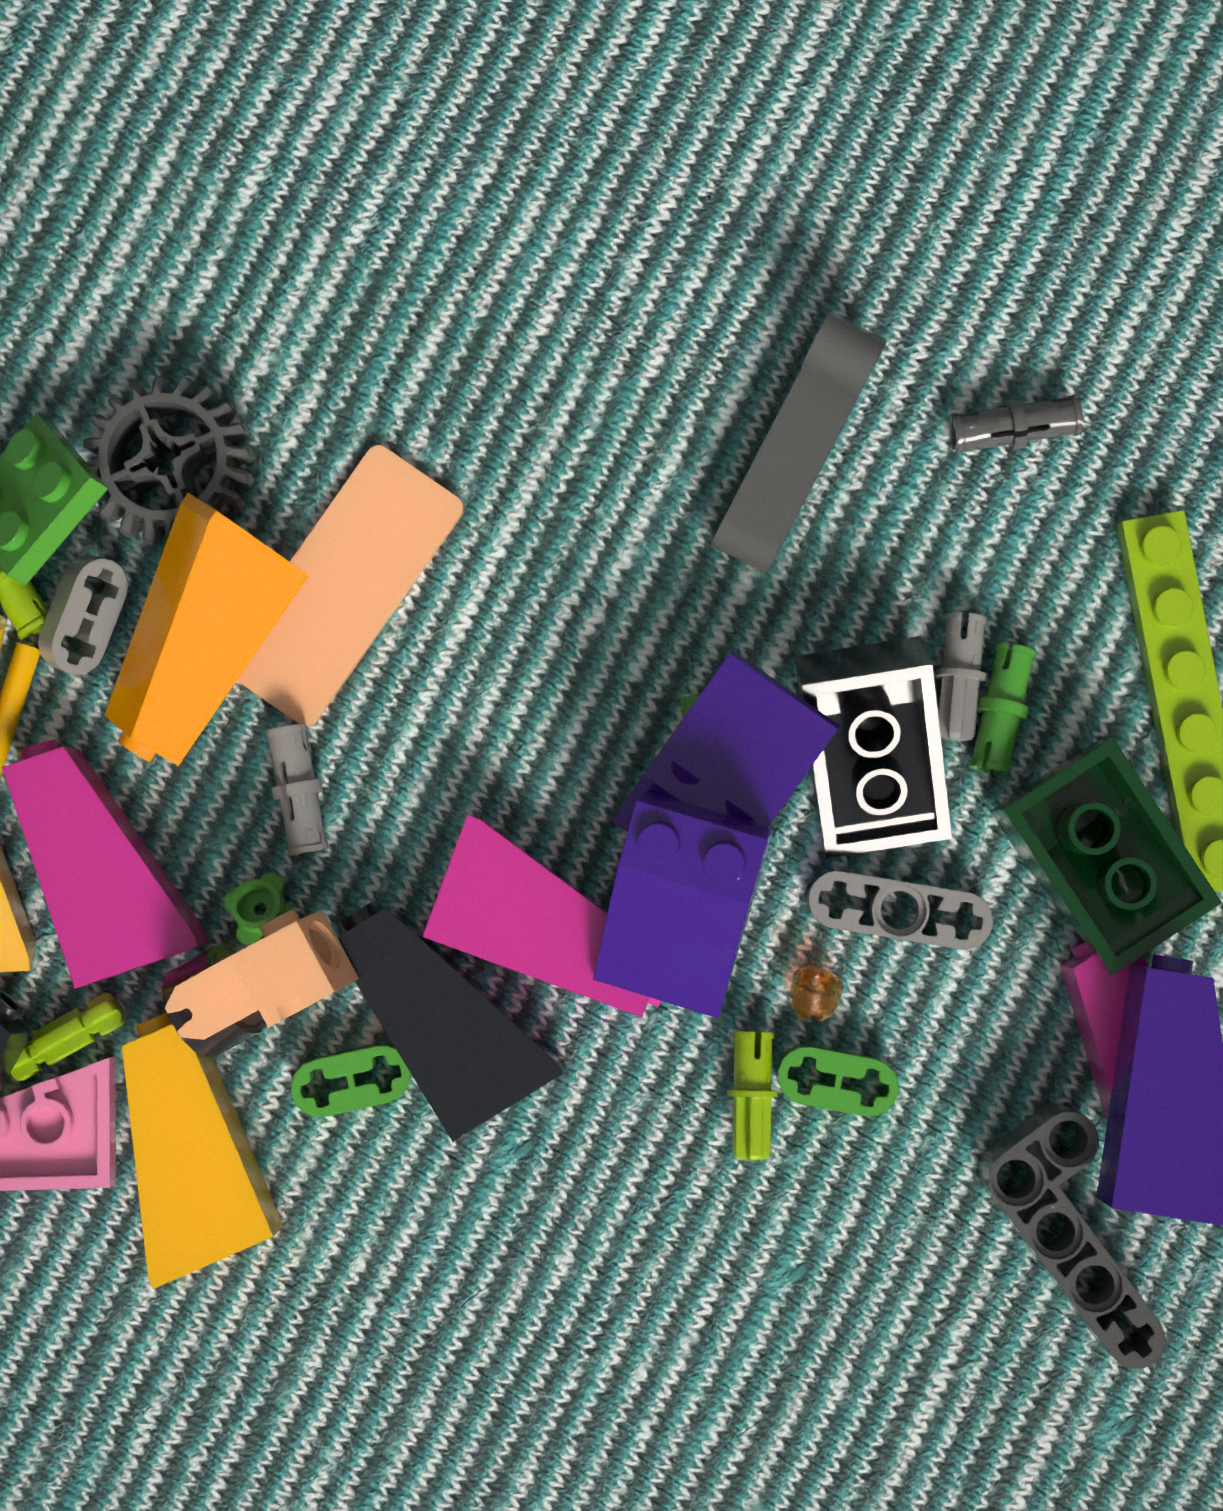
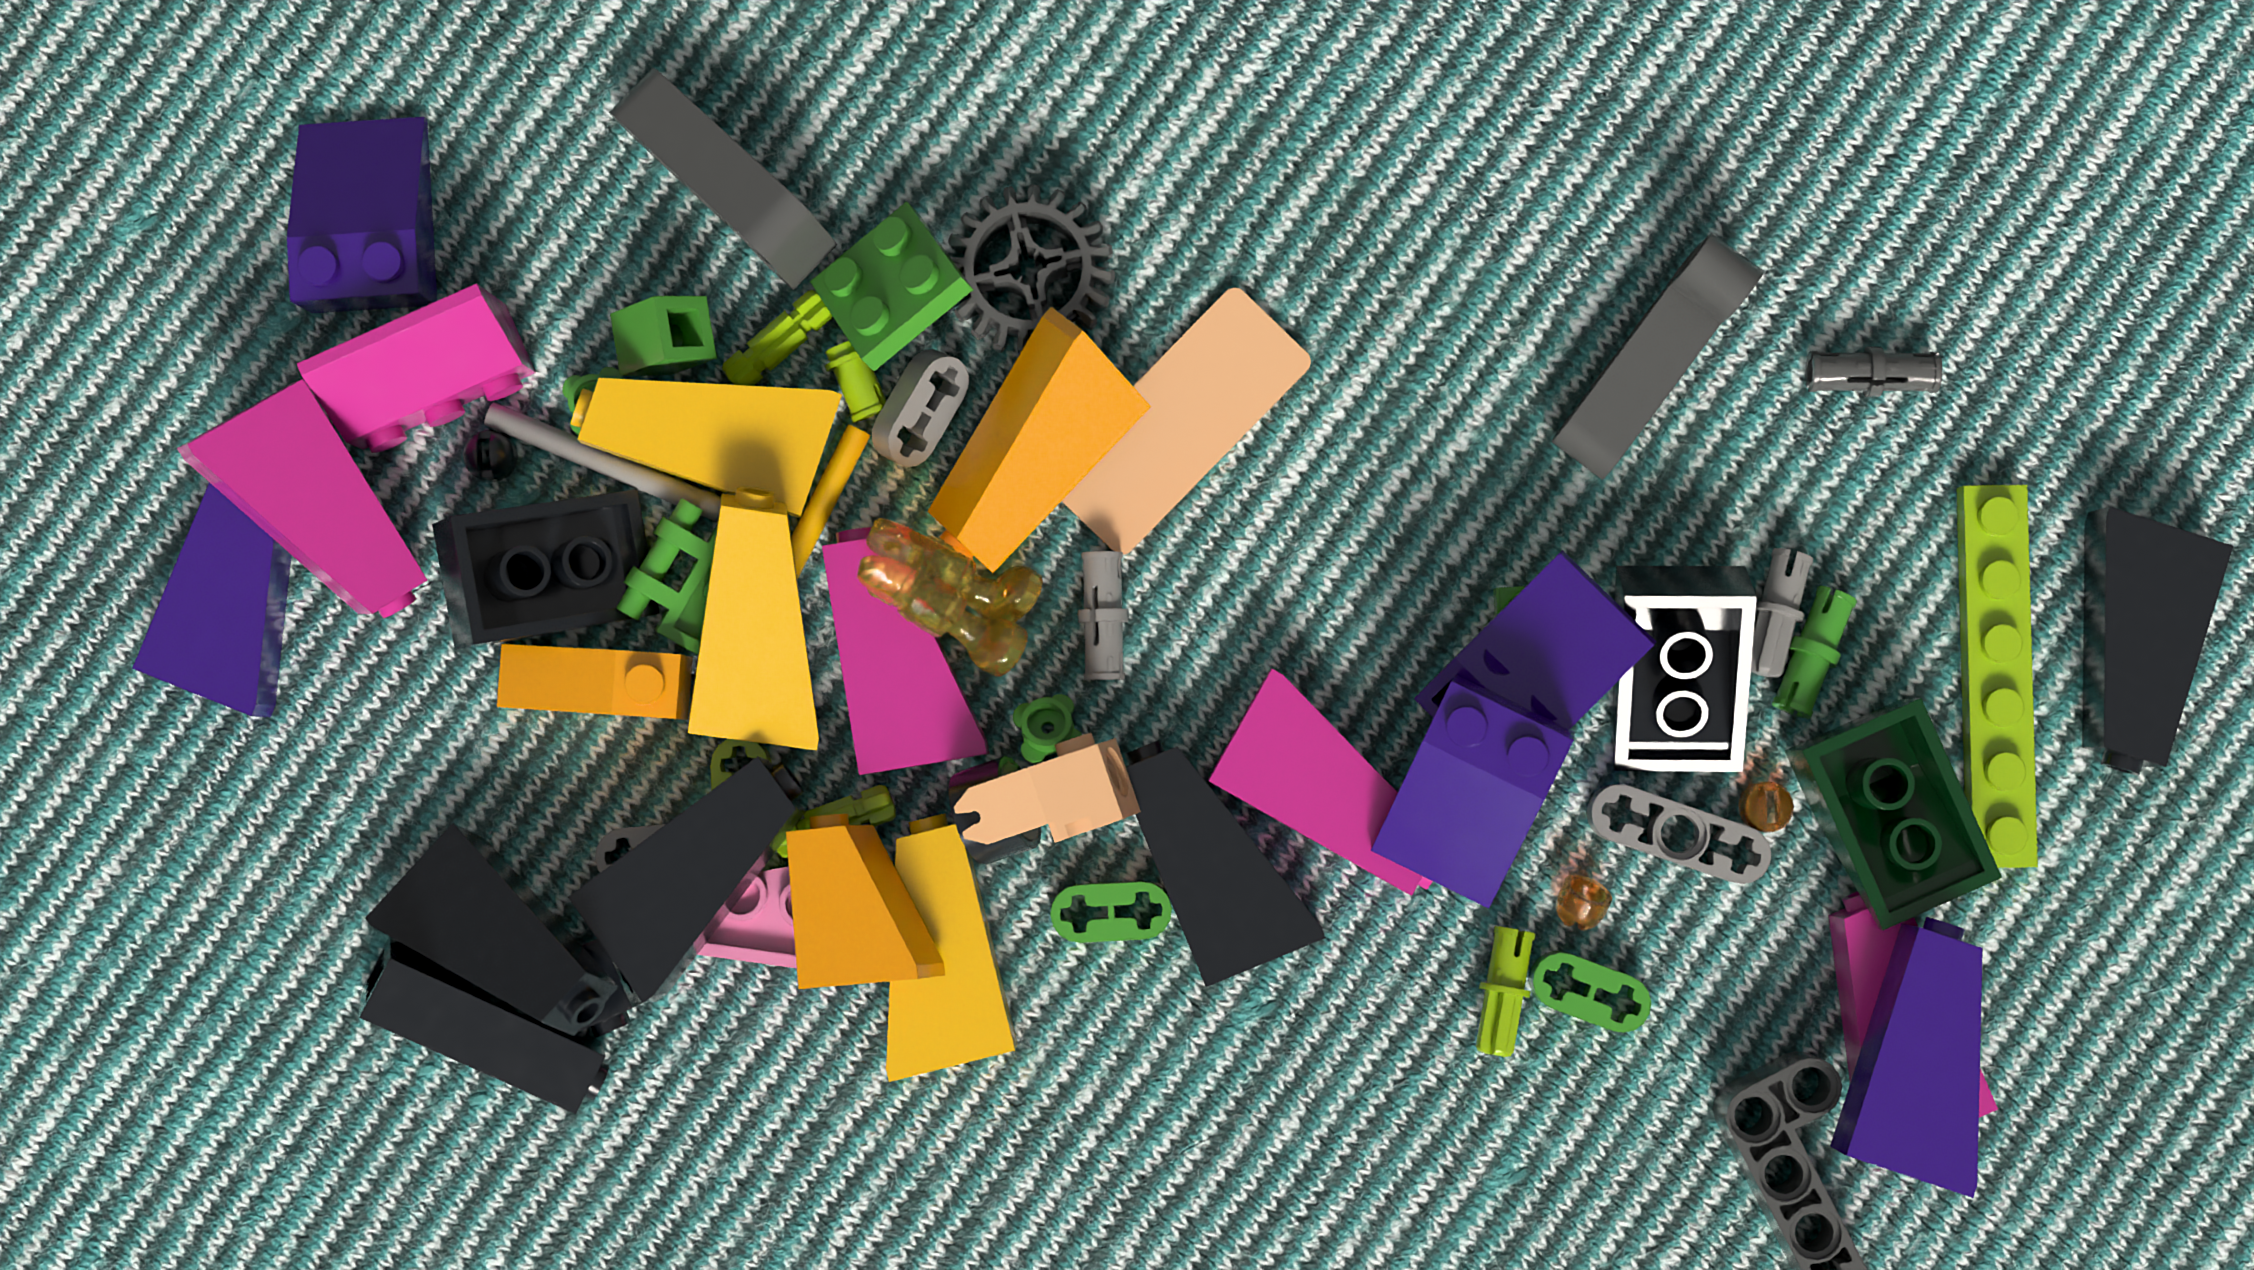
camera: 10 degrees right, 0 degrees up
(86, 1124) = (853, 909): none -> light orange slope
(120, 788) = (936, 581): none -> clear yellow piece
(969, 873) = (1754, 806): none -> clear orange hinge

